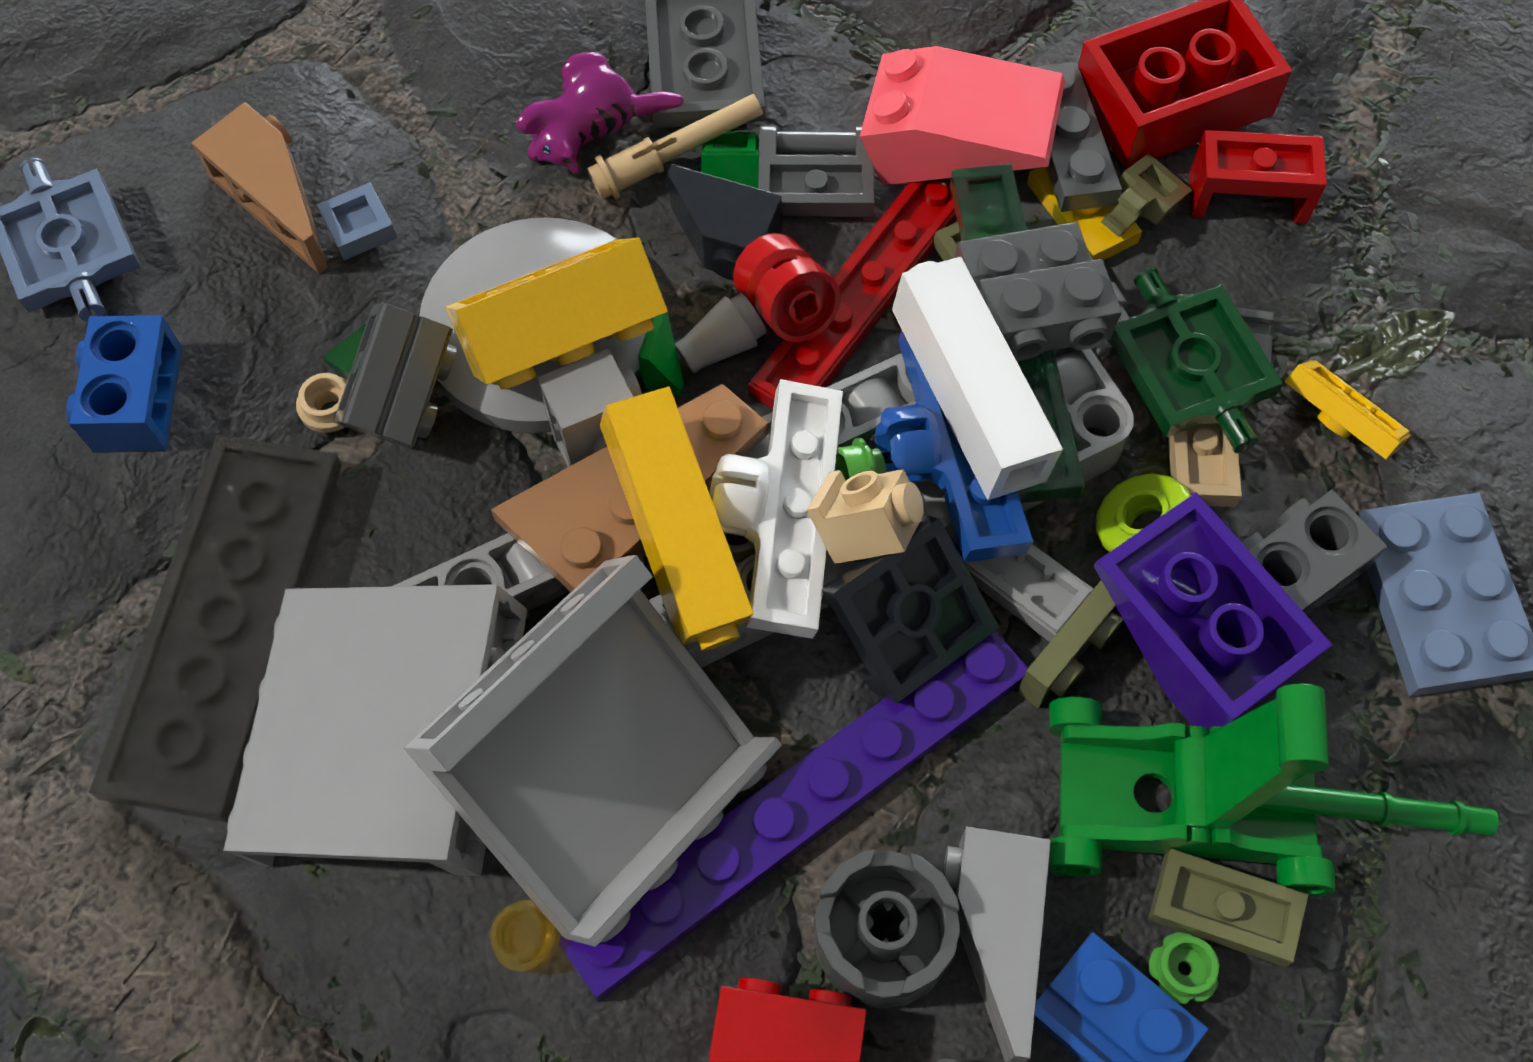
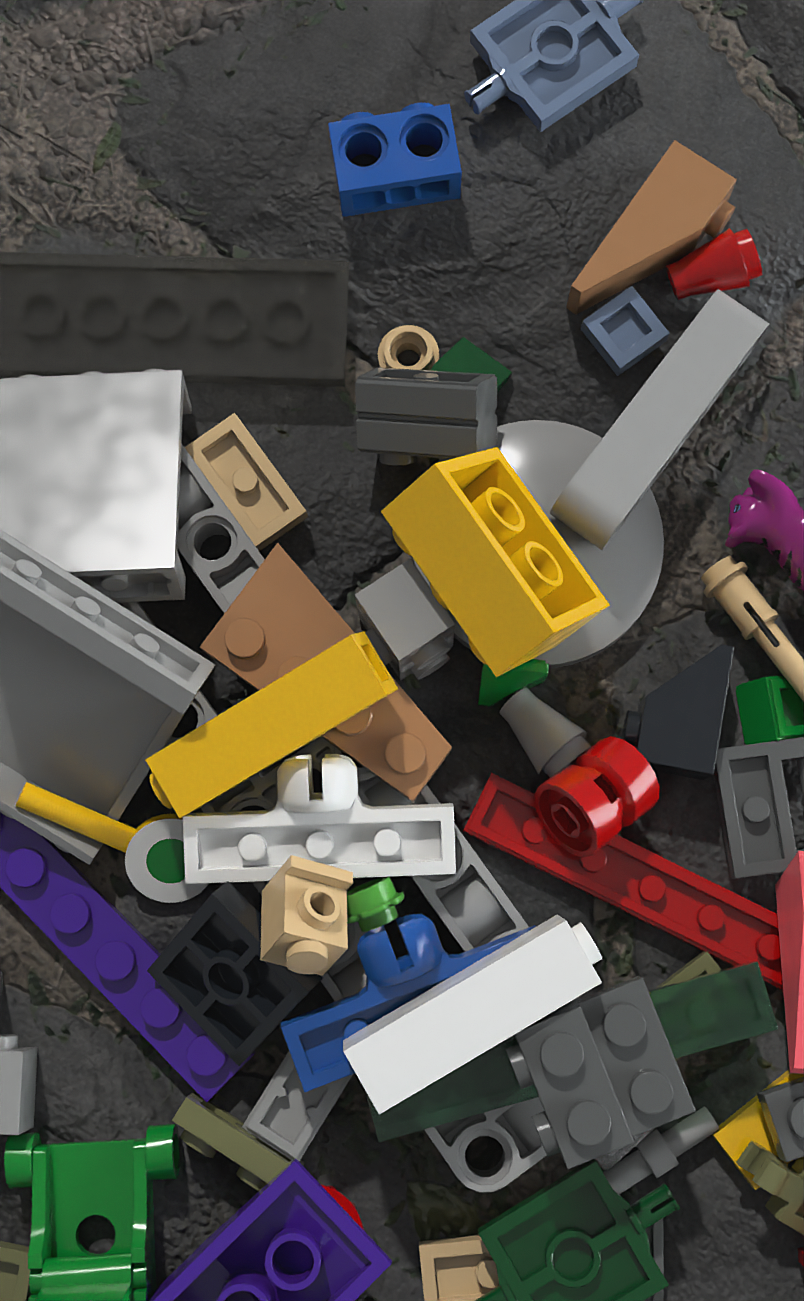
camera: 85 degrees right, 15 degrees up
(318, 141) = (719, 264): none -> red cone
(413, 550) = (247, 481): none -> tan plate
(452, 194) = (658, 420): none -> light grey beam
(785, 684) = (152, 850): none -> piece
(1130, 500) = (412, 1188): lime piece -> none

